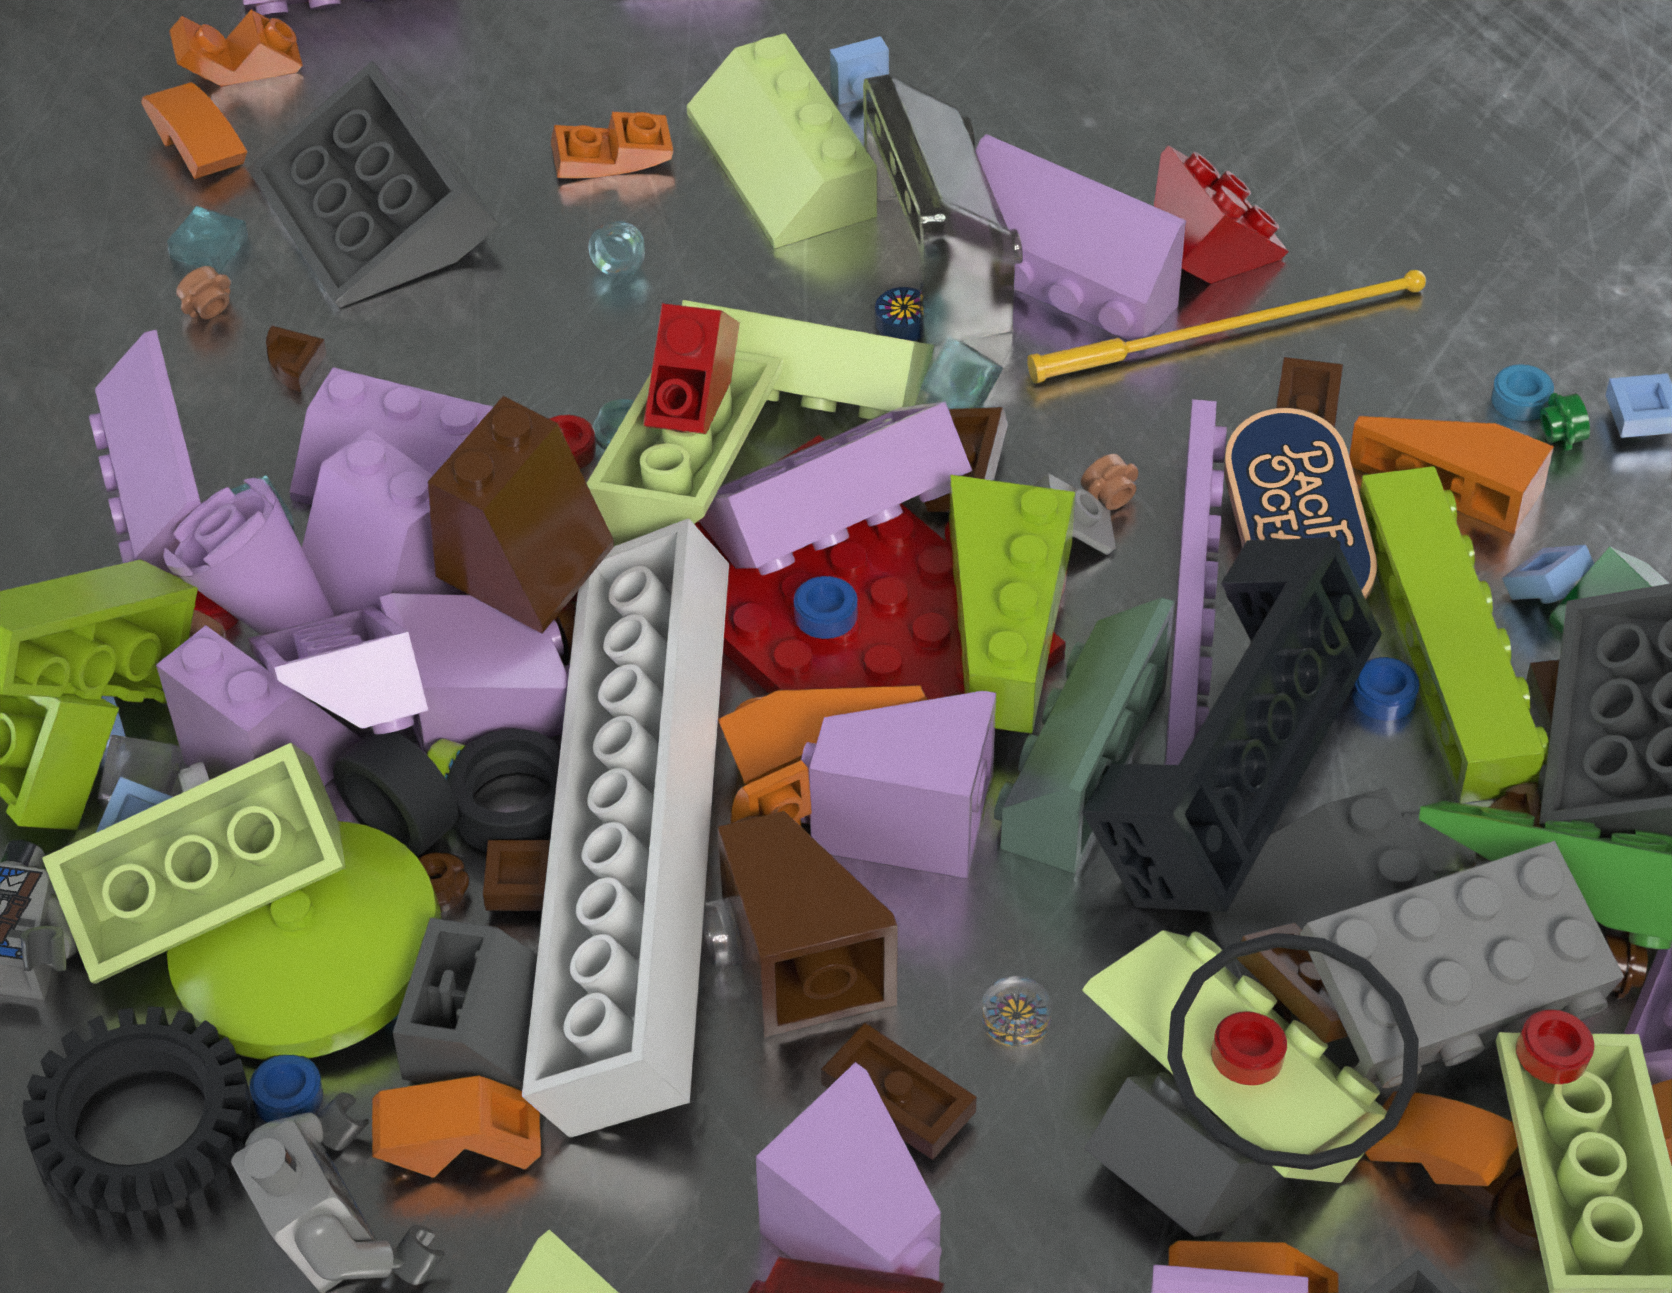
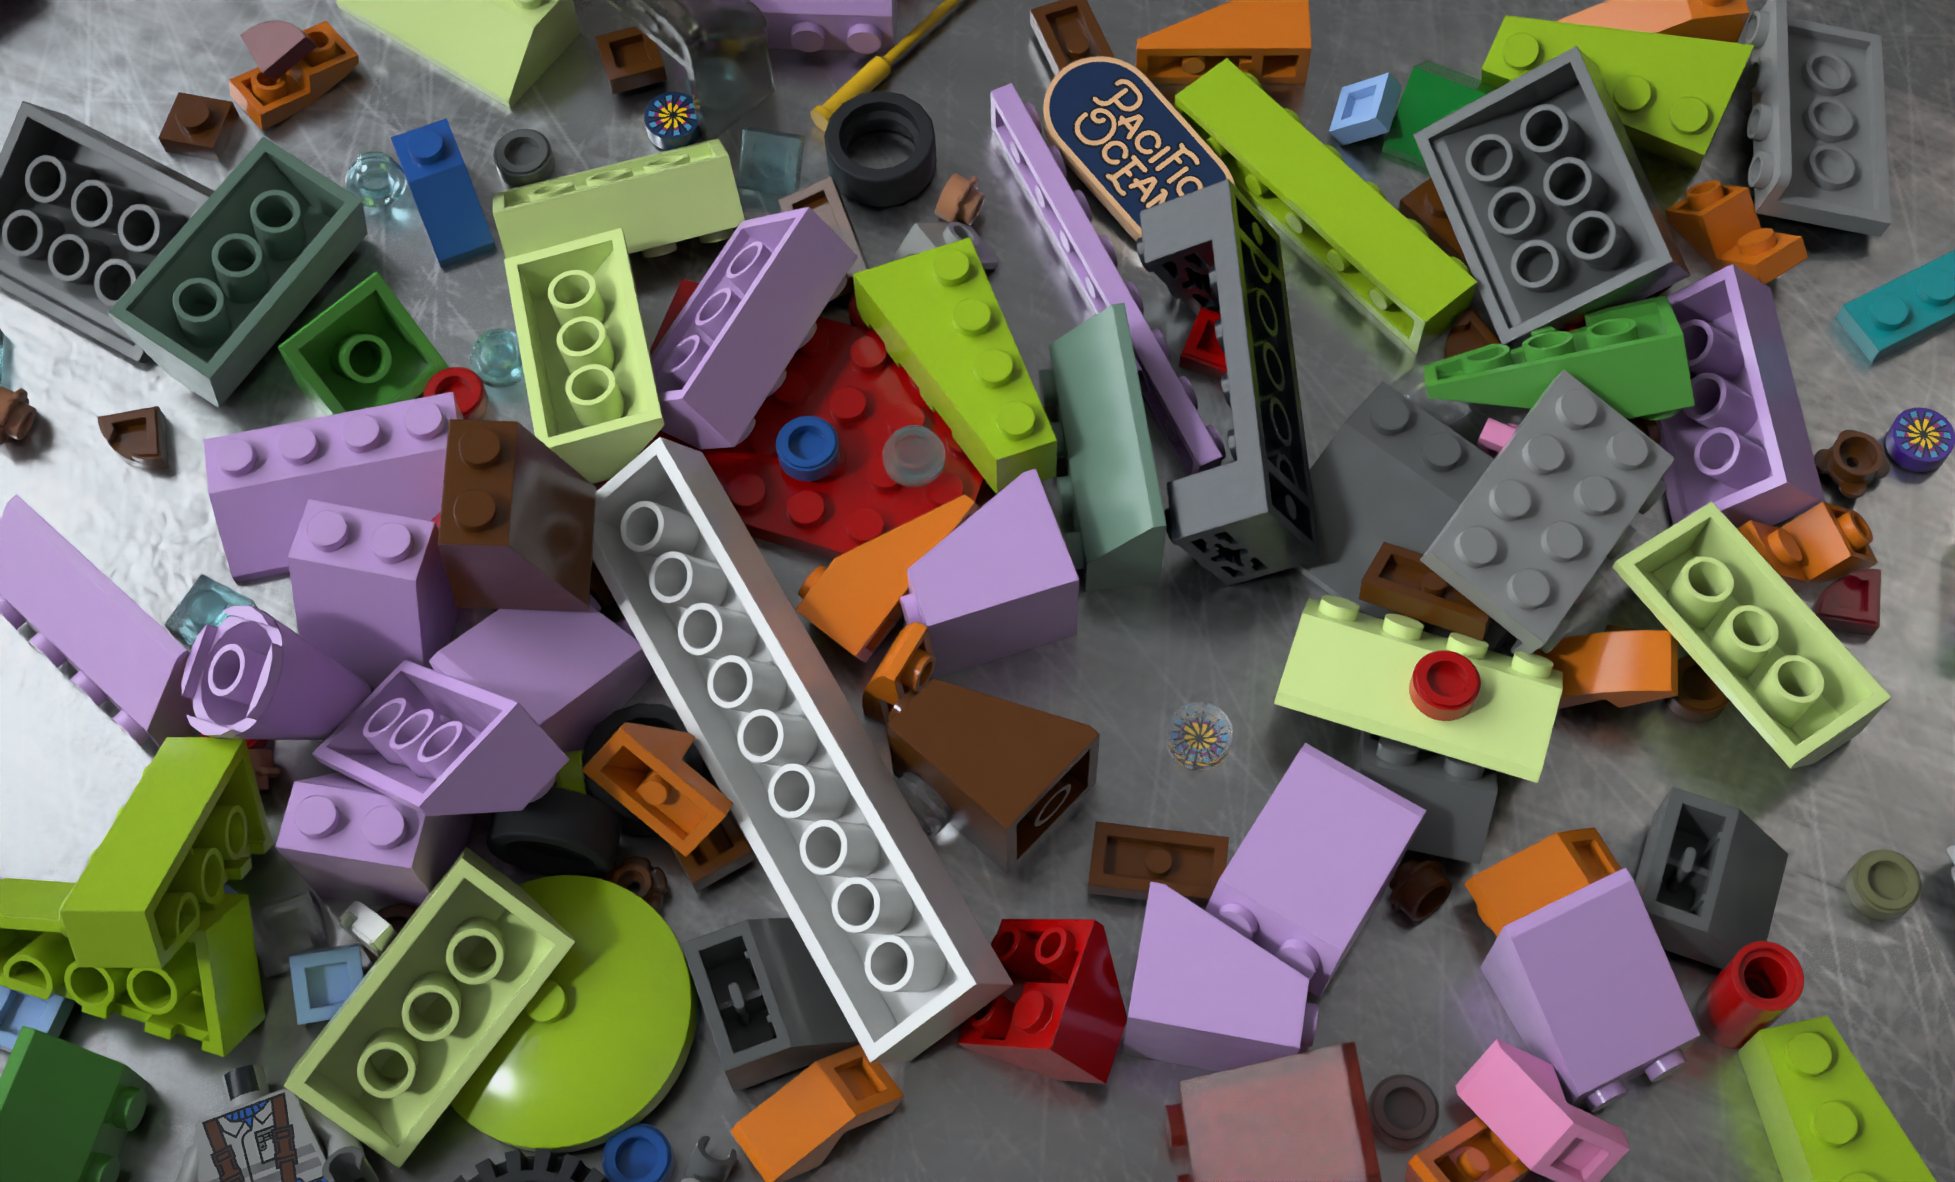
camera: 30 degrees left, 15 degrees up
(456, 262) = (241, 271): none -> sand green slope
(499, 783) = (648, 777): none -> orange slope
(508, 152) = (198, 126): none -> reddish brown plate
(510, 356) = (361, 352): none -> bright green slope
(606, 113) = (277, 46): none -> tile
(665, 270) = (443, 193): none -> blue slope
(690, 368) = (560, 288): red slope -> none
(708, 1148) = (1063, 1005): none -> red slope
(755, 287) = (523, 157): none -> dark grey tile
(893, 250) = (630, 59): none -> reddish brown plate
(912, 652) = (913, 456): none -> clear light blue plate
(1025, 1145) = (1315, 864): none -> lavender slope
(1067, 378) = (878, 112): none -> black tyre
(1127, 1236) = (1419, 889): none -> reddish brown plate
(1241, 1145) = (1421, 748): black piece -> none
(1386, 689) = (1305, 279): blue tile -> none
(1555, 1046) = (1668, 551): red tile -> none

